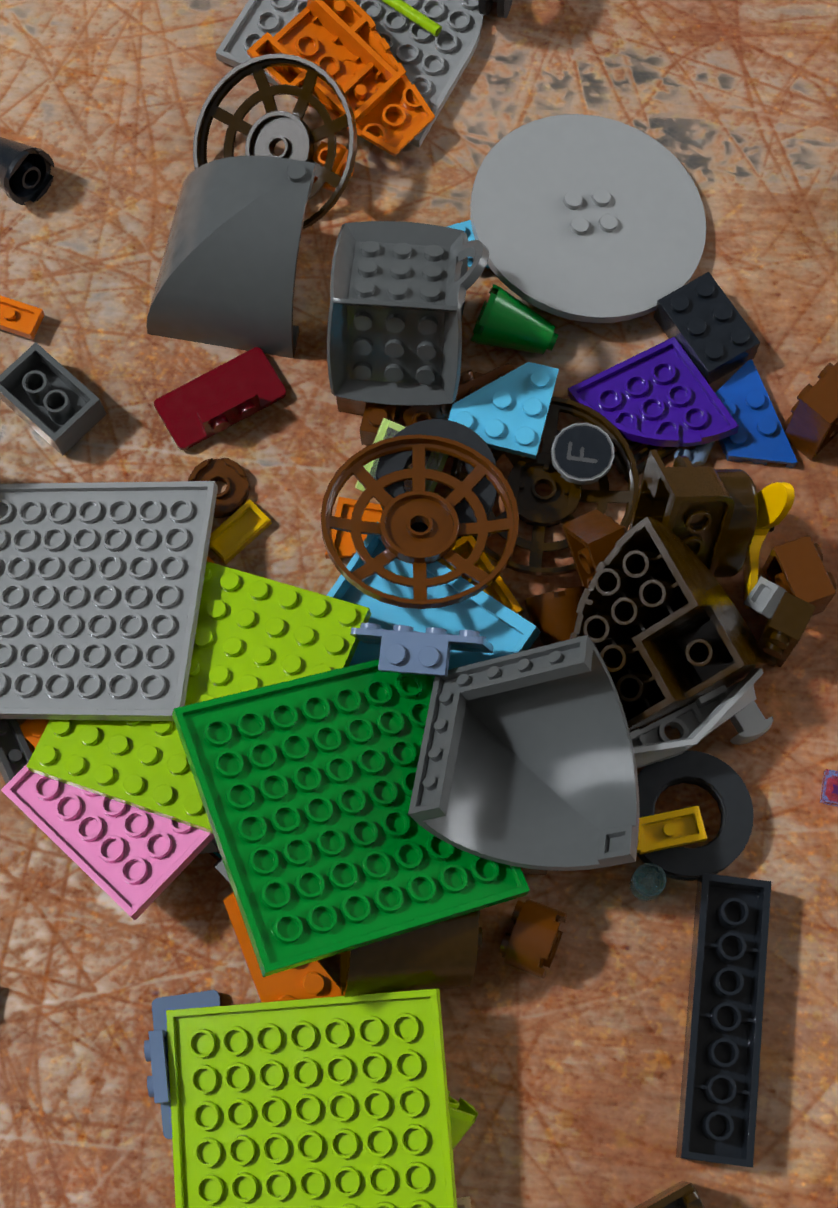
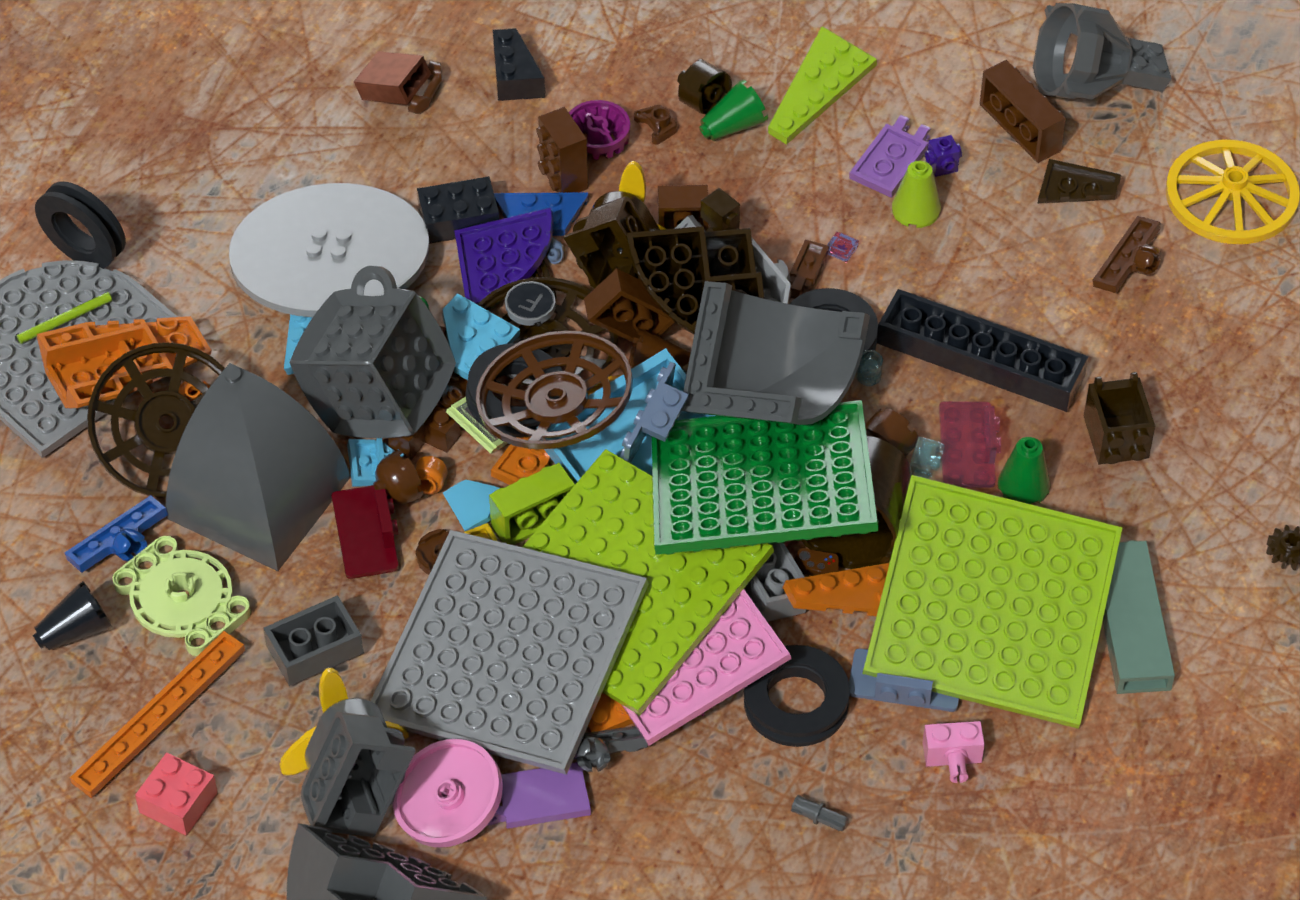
camera: 75 degrees left, 20 degrees down
(88, 275) = (172, 612): none -> yellowish green piece
(102, 1152) = (953, 746): none -> bright pink brick
(132, 165) = (119, 536): none -> blue plate
(132, 989) = (804, 728): none -> black tyre
(283, 402) = (398, 478): none -> reddish brown cylinder
(290, 551) = (527, 503): none -> lime brick
(291, 496) = (470, 502): none -> medium azure slope
(309, 372) = (363, 459): none -> medium azure slope
(311, 435) = (432, 474): none -> orange head
(524, 1133) = (1025, 473): none -> green cone
(526, 995) = (926, 457): none -> clear light blue brick
(575, 1041) = (970, 443): none -> clear pink bracket
(783, 756) = (807, 267): none -> reddish brown hinge

